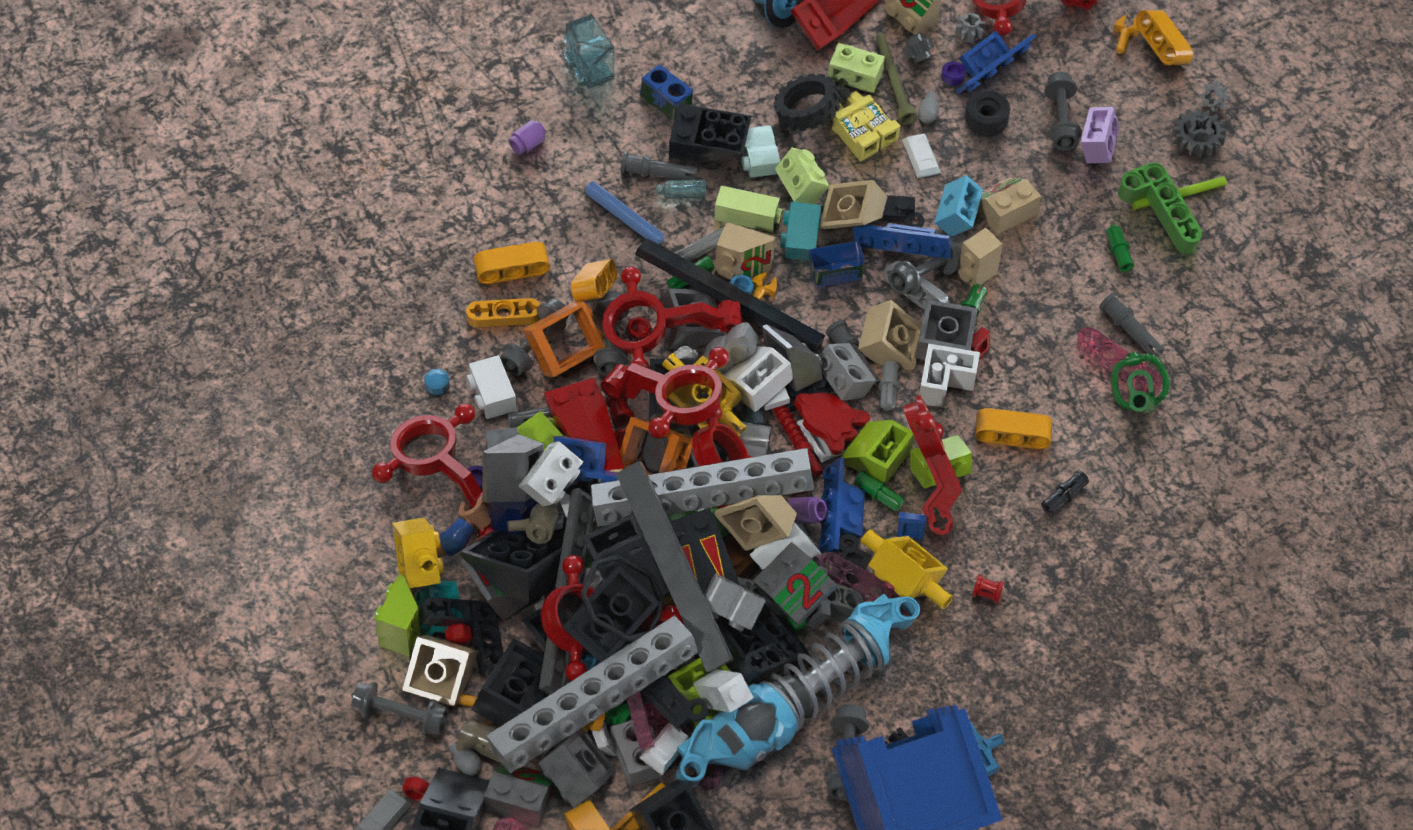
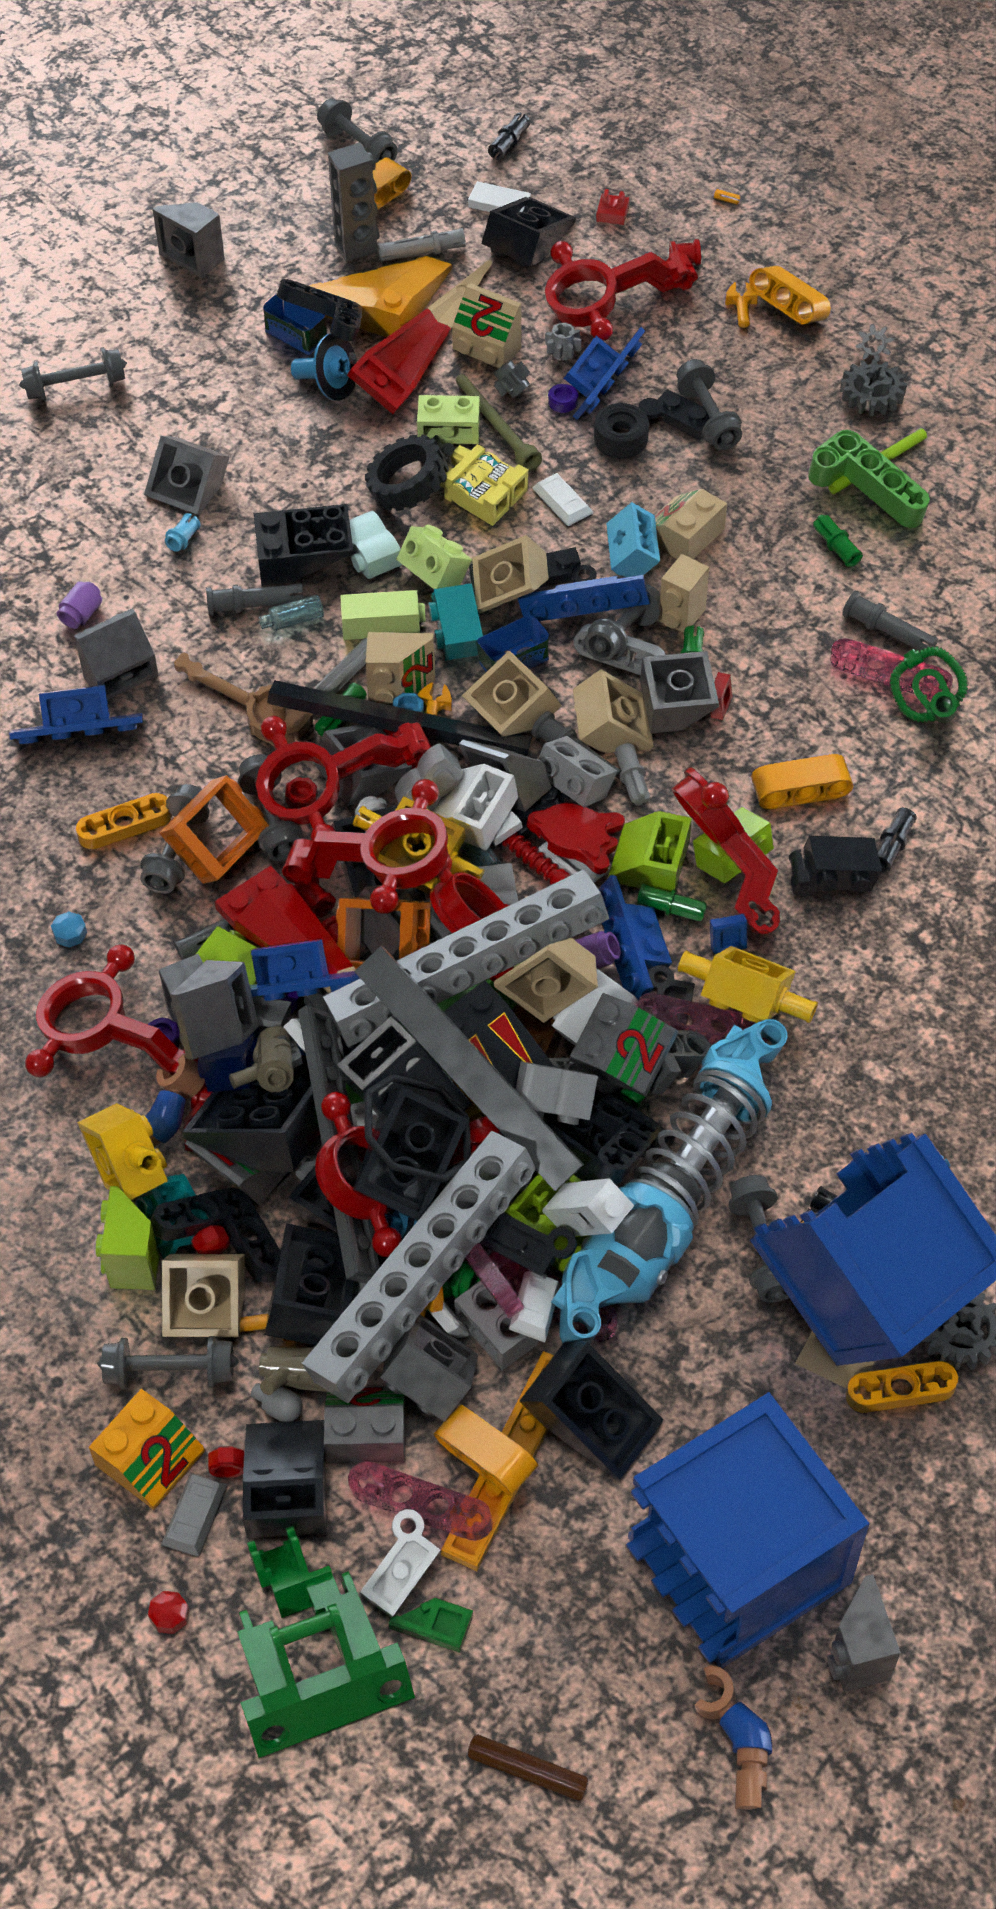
camera: 15 degrees left, 0 degrees up
(364, 762) = (146, 1449): none -> light orange slope
(491, 387) = (143, 915): white brick -> none
(494, 219) = (75, 711): none -> blue bracket
(511, 262) = (113, 757): light orange beam -> none
(539, 185) = (116, 654): none -> flat silver slope
(551, 474) = (267, 998): white brick -> none
(589, 51) = (121, 483): clear light blue slope -> none
(594, 280) = (226, 748): light orange beam -> none
(618, 105) = (178, 537): none -> medium azure pin
(624, 213) = (230, 660): medium blue axle -> none
(640, 52) = (185, 474): none -> flat silver slope
(650, 275) = (255, 702): none -> medium nougat piece
(651, 94) = (221, 491): blue piece -> none
(819, 301) = (510, 696): none -> tan slope
(928, 108) = (550, 444): light grey cylinder -> none
(947, 368) = (696, 733): white brick -> none
(988, 589) = (851, 982): red bush -> none
(1011, 499) = (835, 865): none -> black hinge
(1037, 109) = (677, 412): none -> black hinge
(1100, 135) = (763, 419): lavender brick -> none

